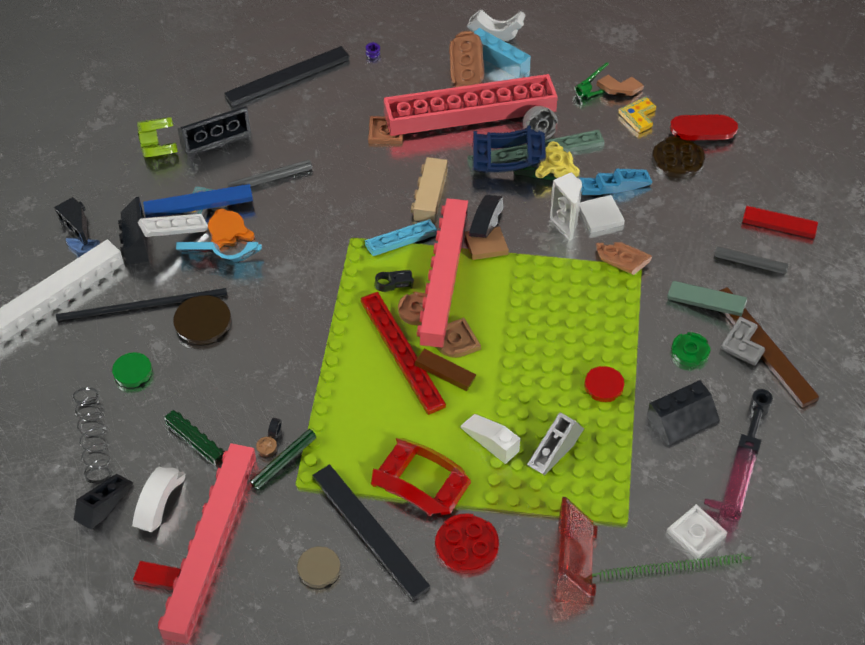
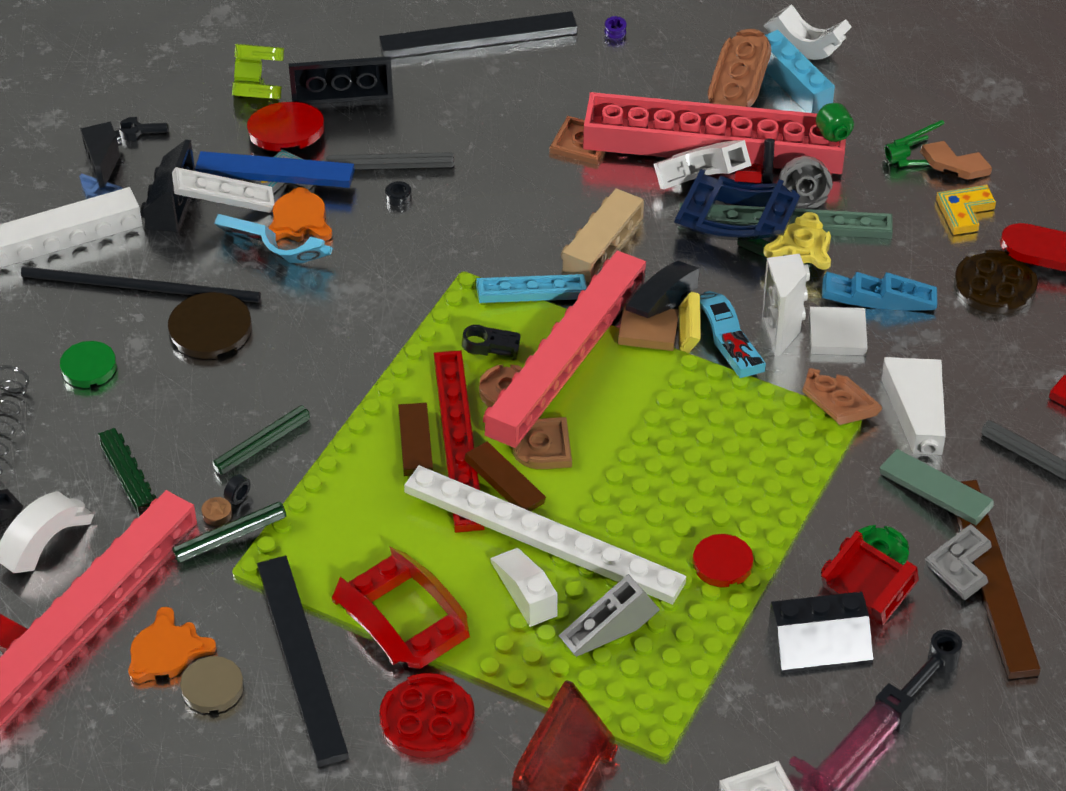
camera: 20 degrees right, 5 degrees down
(89, 197) = (132, 128): none -> black bar
(190, 169) = (285, 126): none -> red tile
(273, 389) = (261, 440): none -> dark green axle
(276, 551) = (166, 648): none -> orange tile
(285, 196) = (398, 193): none -> black tile
(375, 359) = (415, 437): none -> reddish brown tile
(480, 121) = (713, 158): none -> white arch
(486, 399) = (544, 533): none -> white plate
(502, 125) = (749, 174): none -> red tile
(511, 233) = (689, 322): none -> light yellow tile
(513, 124) = (768, 157): none -> black bar
(537, 234) = (729, 336): none -> medium azure piece
(545, 79) = (834, 122): none -> green head
(671, 246) = (918, 401): none -> white slope
(695, 365) = (868, 570): none -> red panel

